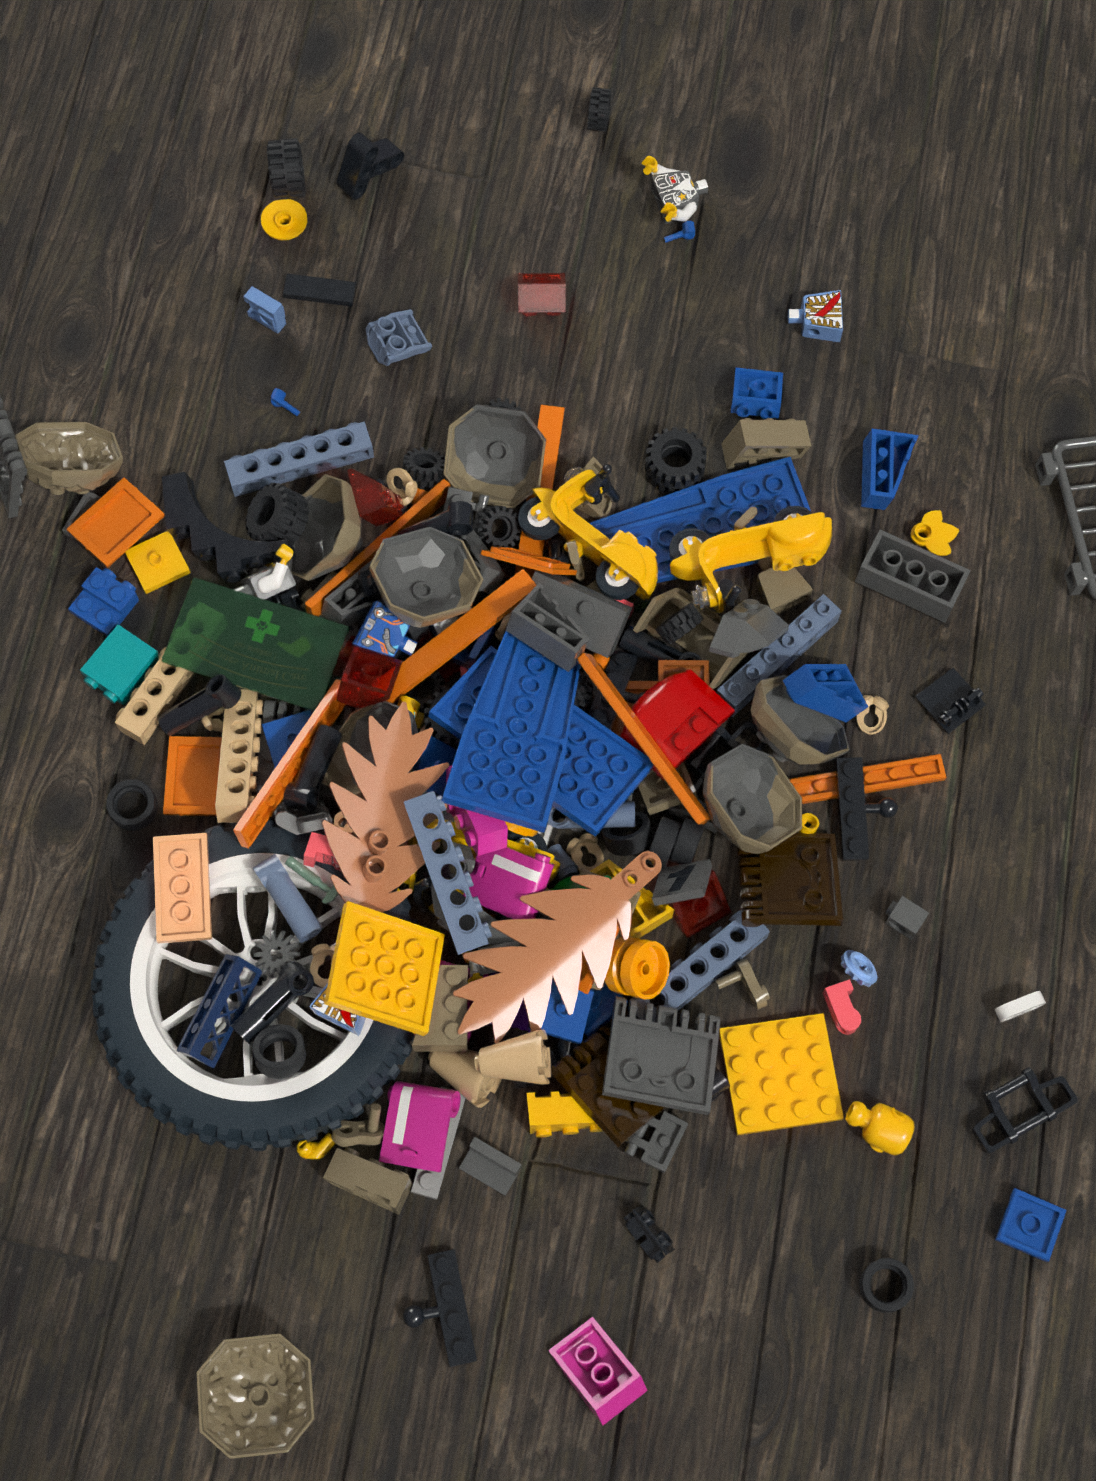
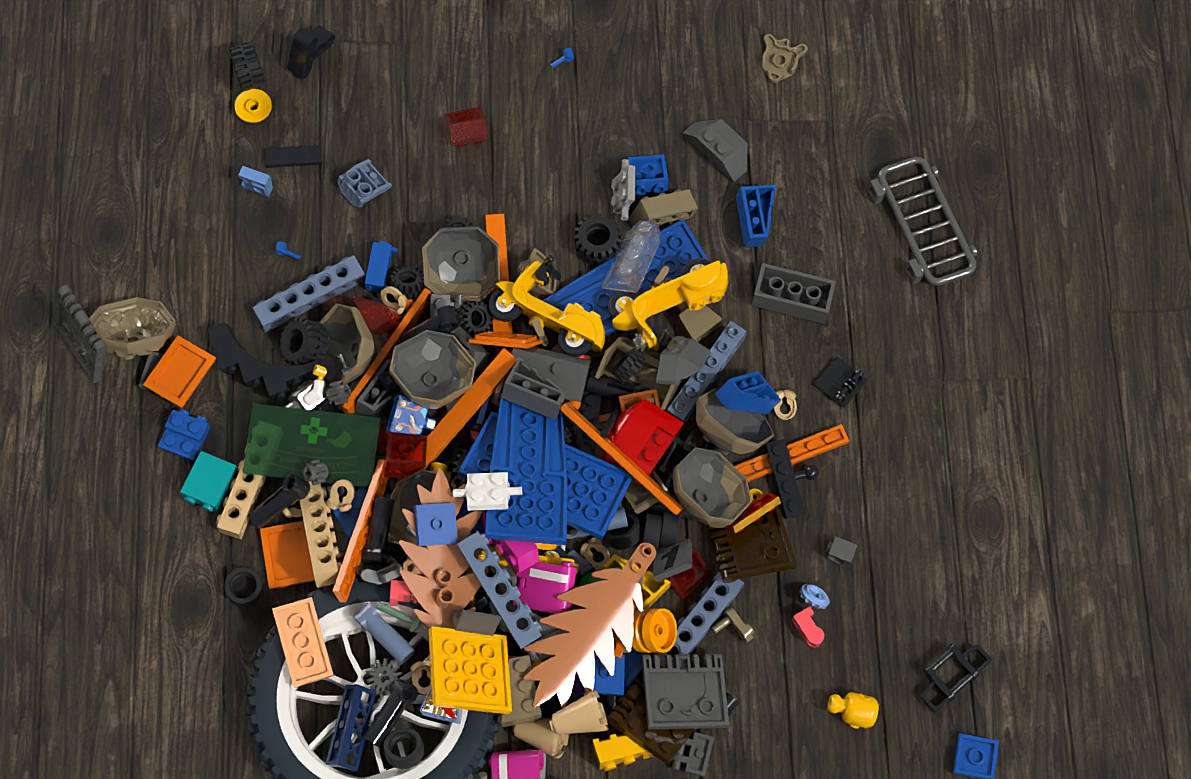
camera: 15 degrees left, 0 degrees up
(157, 562) = (218, 395): yellow plate -> none
(251, 678) = (315, 472): none -> dark grey gear
(267, 720) = (334, 503): none -> tan piece
(303, 584) = (338, 392): none -> dark grey gear
(382, 771) = (435, 524): none -> plate
(393, 442) = (379, 266): none -> blue brick
(407, 908) = (475, 622): none -> dark grey panel
(458, 743) = (487, 491): none -> white plate
(641, 689) = (611, 421): none -> black bar
(674, 191) = (551, 26): torso -> none
(716, 491) = (633, 257): none -> clear slope
(721, 405) = (623, 190): none -> light grey plate
(780, 1074) = (773, 686): yellow plate -> none
(801, 842) = (754, 511): none -> plate
(820, 316) = (682, 104): torso -> none
(856, 376) = (720, 146): none -> dark grey wedge
(937, 533) = (805, 255): yellow plate -> none
(956, 284) = (780, 59): none -> dark tan tile
(1020, 1006) = (937, 599): white beam -> none

